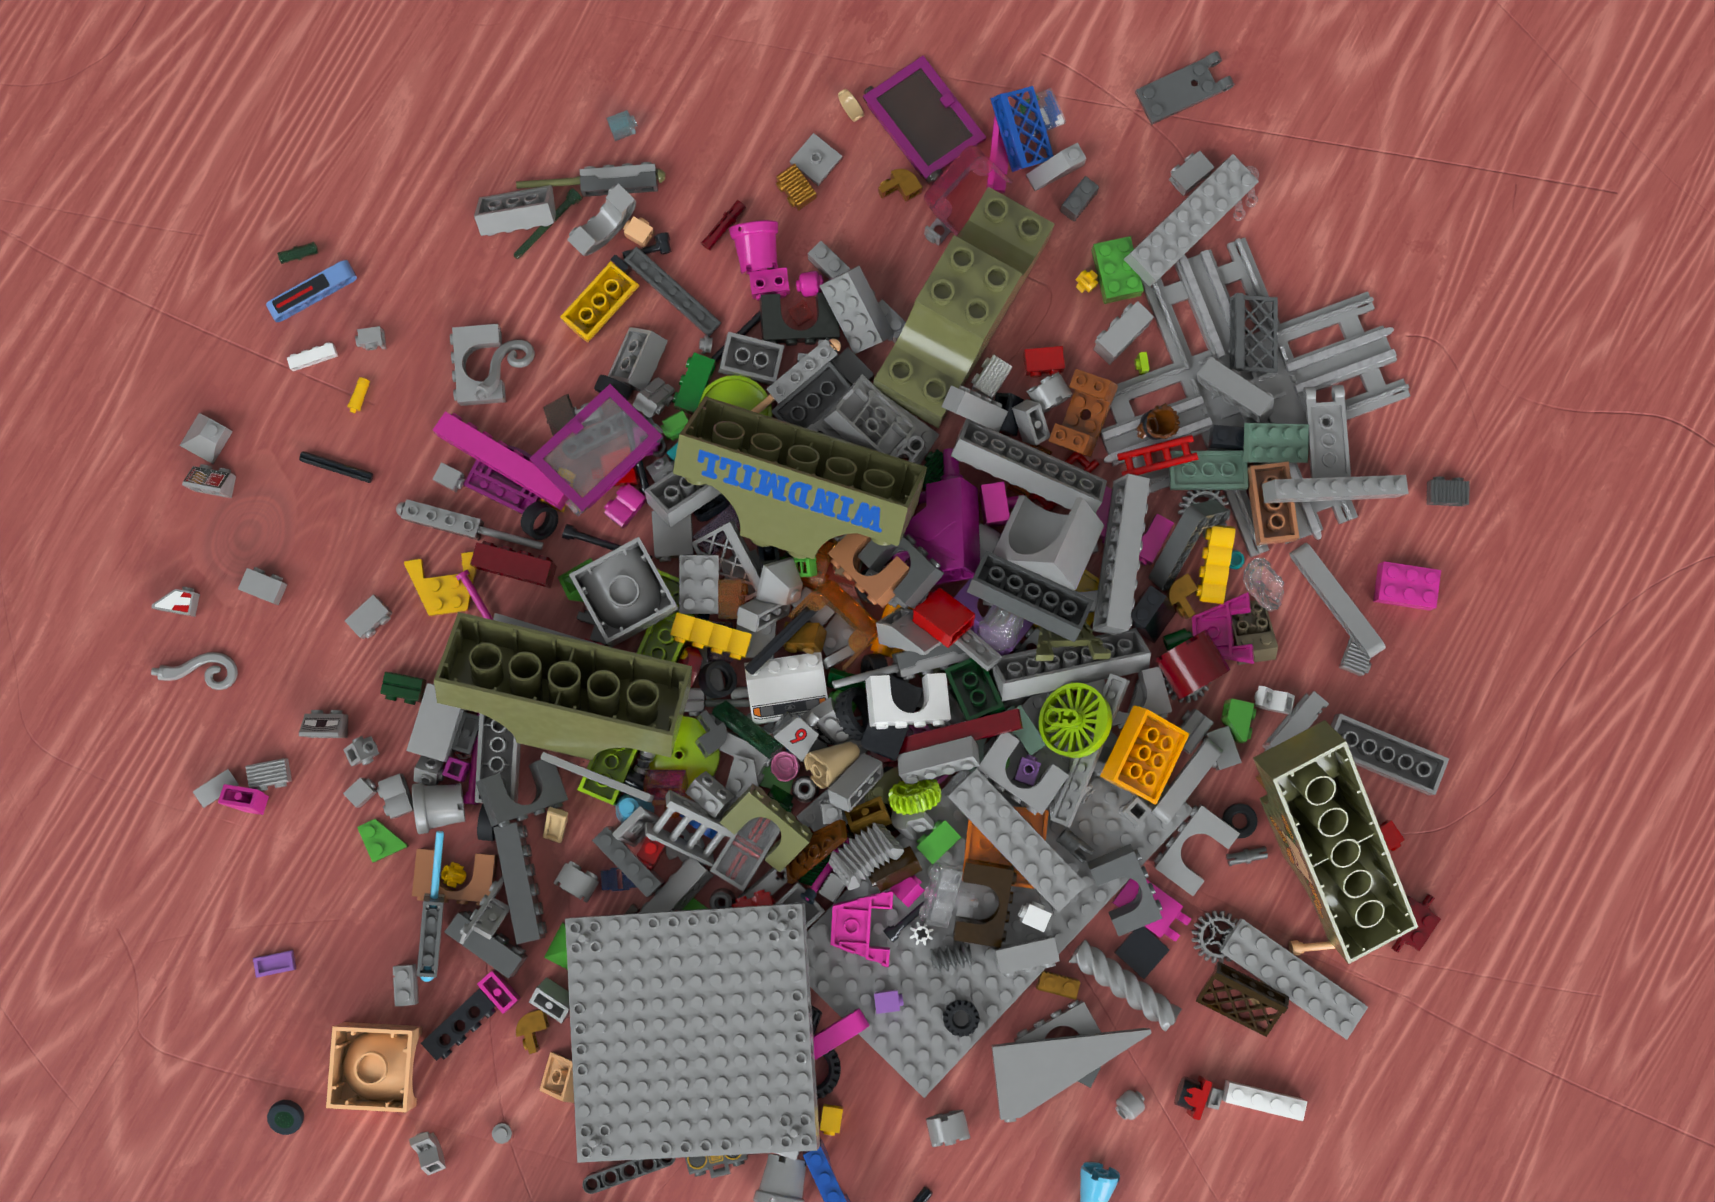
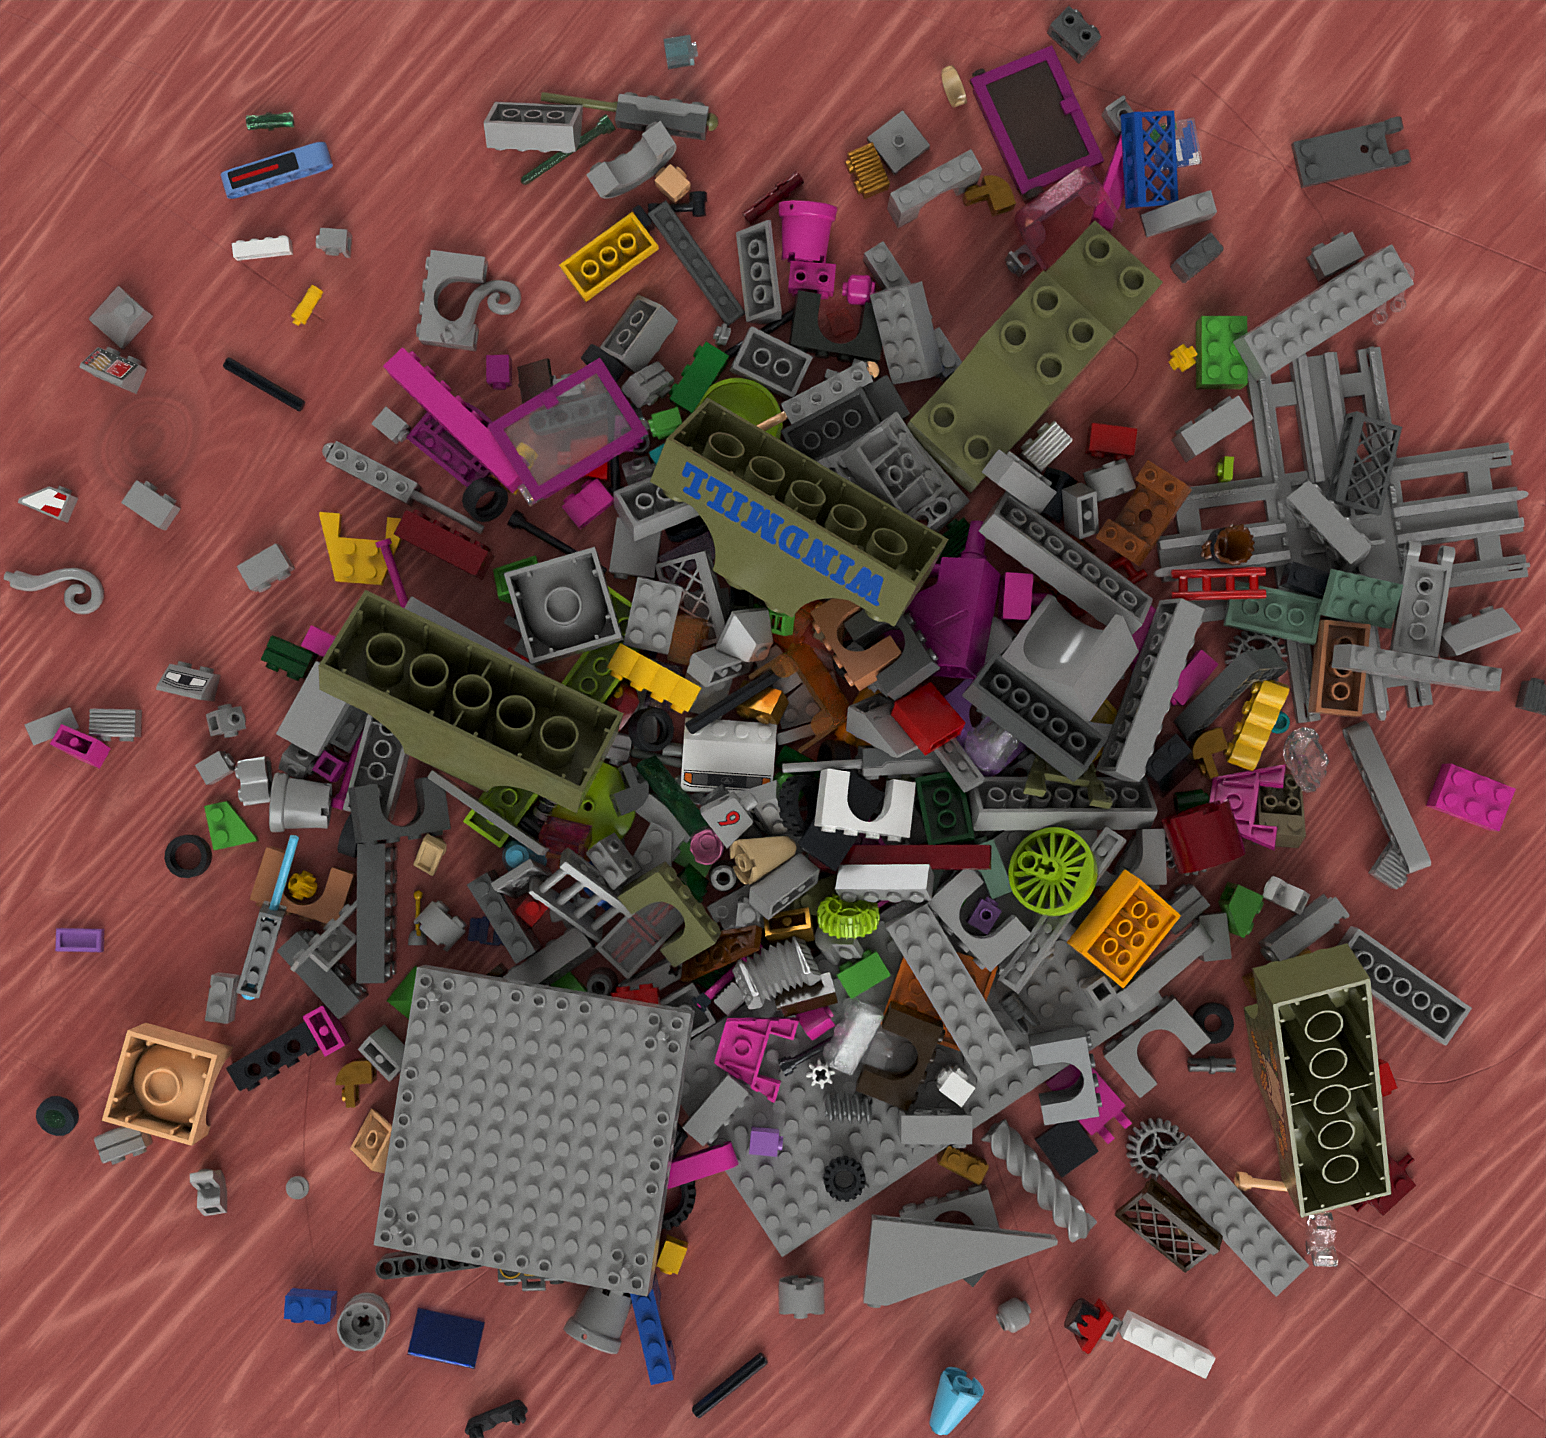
camera: 10 degrees right, 5 degrees up
(336, 872) = (170, 852): none -> black tyre
(345, 1126) = (120, 1142): none -> light grey brick
(425, 667) = (318, 640): none -> dark pink brick
(528, 414) = (499, 371): none -> magenta brick
(558, 897) = (417, 936): none -> hinge
(725, 288) = (759, 273): none -> light grey slope
(841, 983) = (716, 1109): none -> light grey brick
(868, 174) = (955, 174): none -> light grey arch
(939, 42) = (1074, 34): none -> dark grey brick
(983, 98) = (1112, 112): none -> light grey brick
(1371, 981) = (1319, 1239): none -> clear brick
(1377, 449) = (1476, 631): none -> light grey slope

